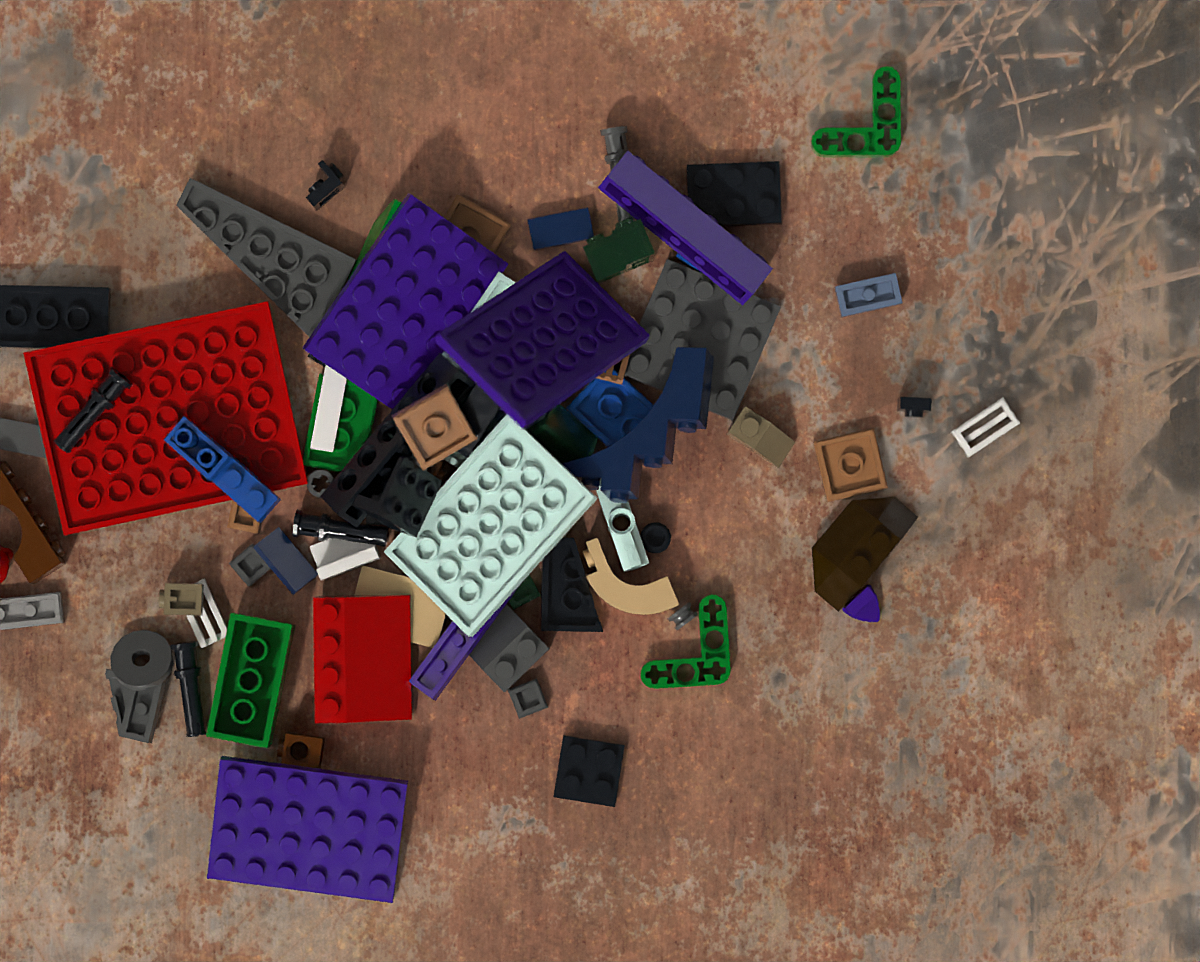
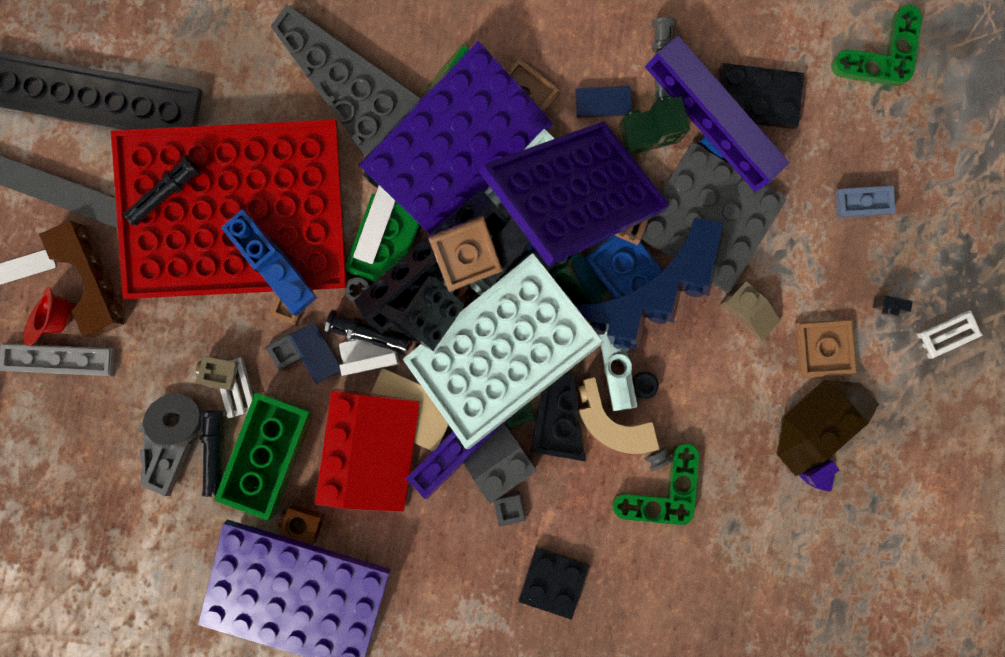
camera: 10 degrees right, 0 degrees up
(324, 191) = (404, 34): black bracket -> none

